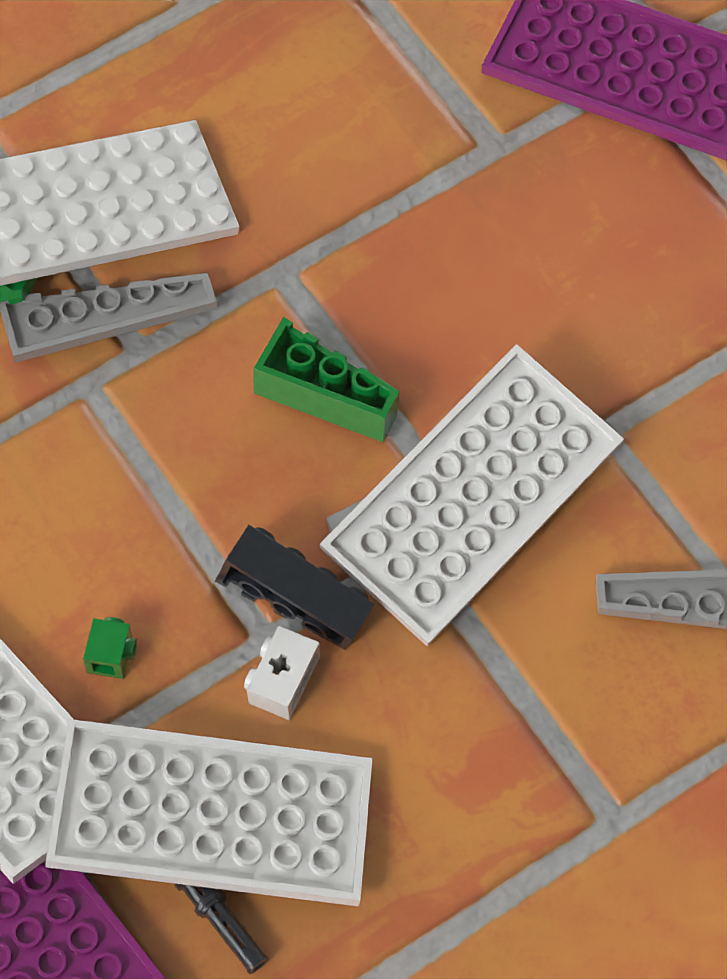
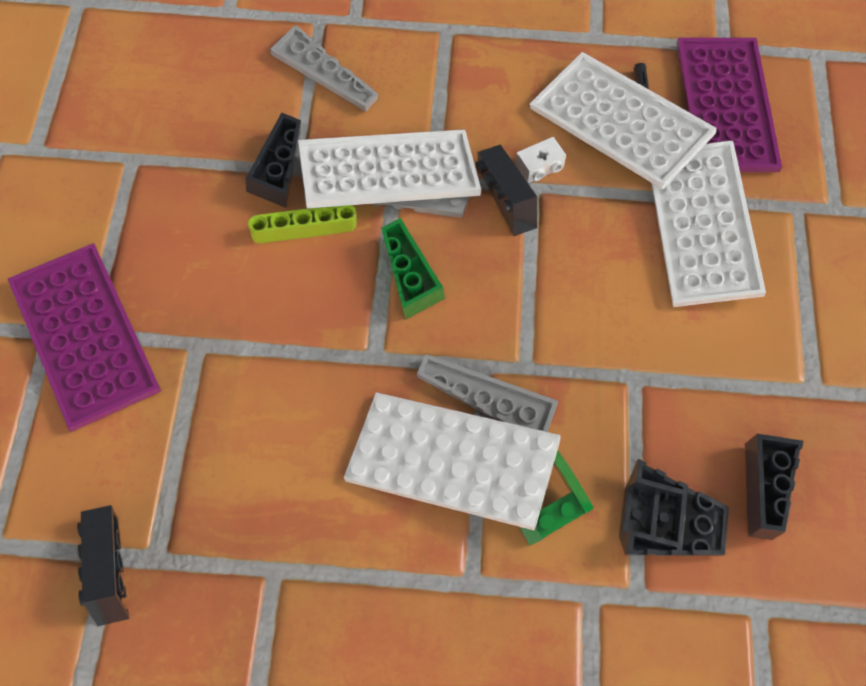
camera: 145 degrees left, 0 degrees up
(109, 647) = (614, 222): green brick -> none
(540, 317) = (294, 229): none -> lime beam
(622, 395) = (274, 165): none -> black wedge

